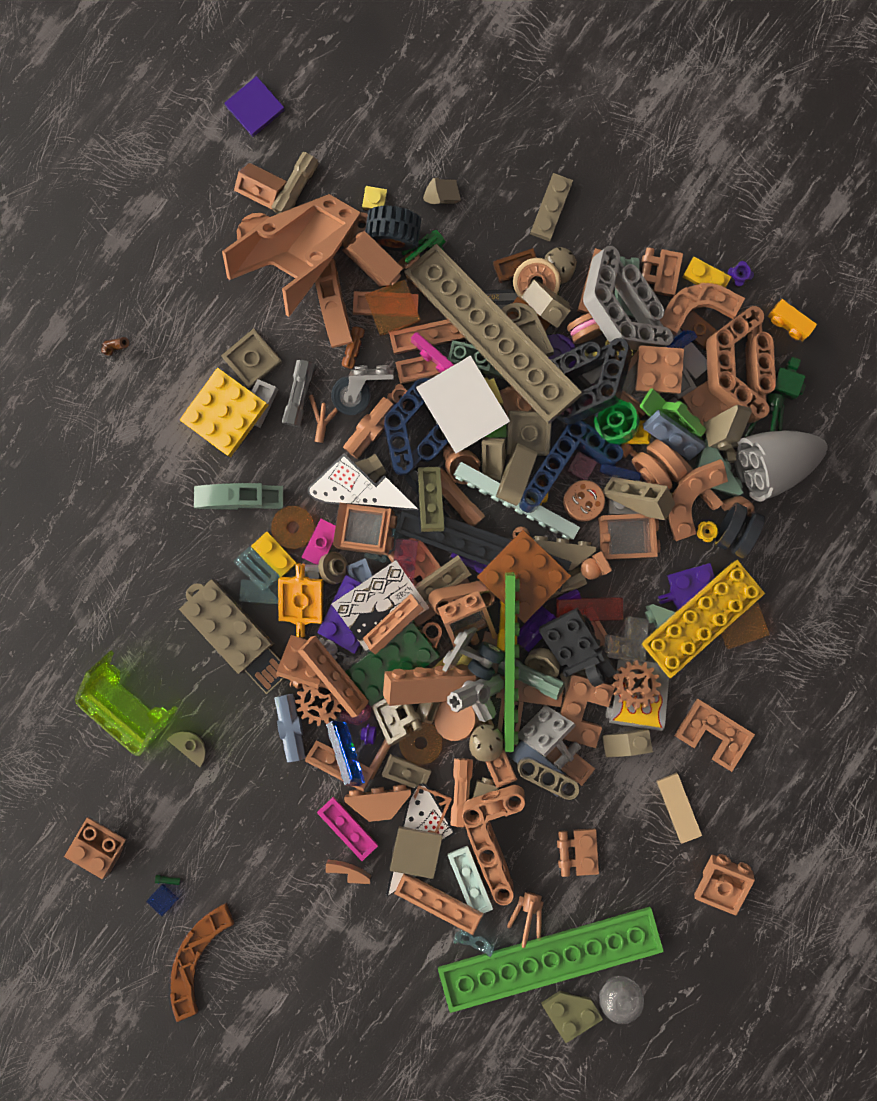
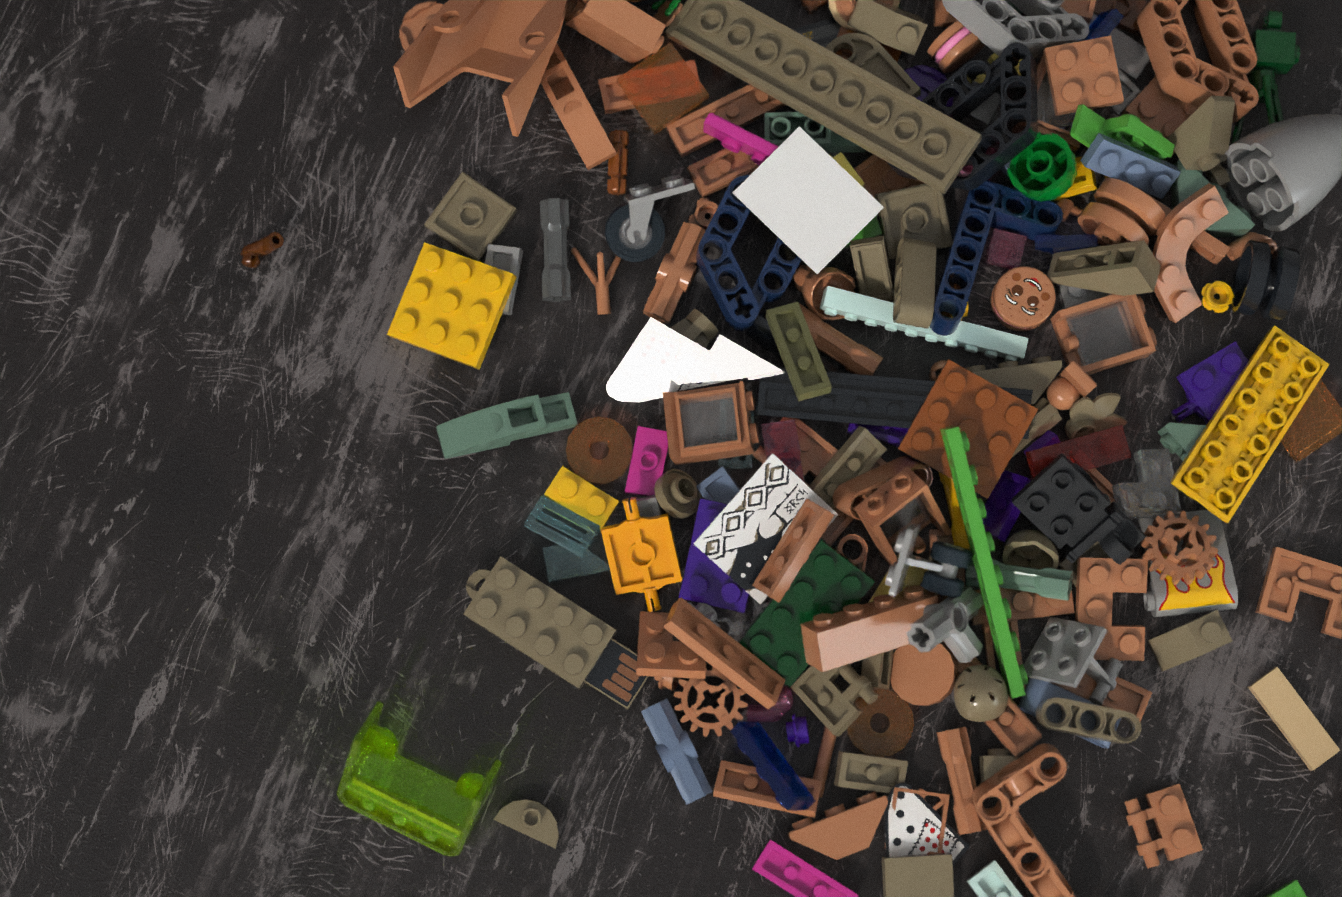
camera: 15 degrees left, 5 degrees down
(607, 587) = (1094, 415): none -> dark tan plate

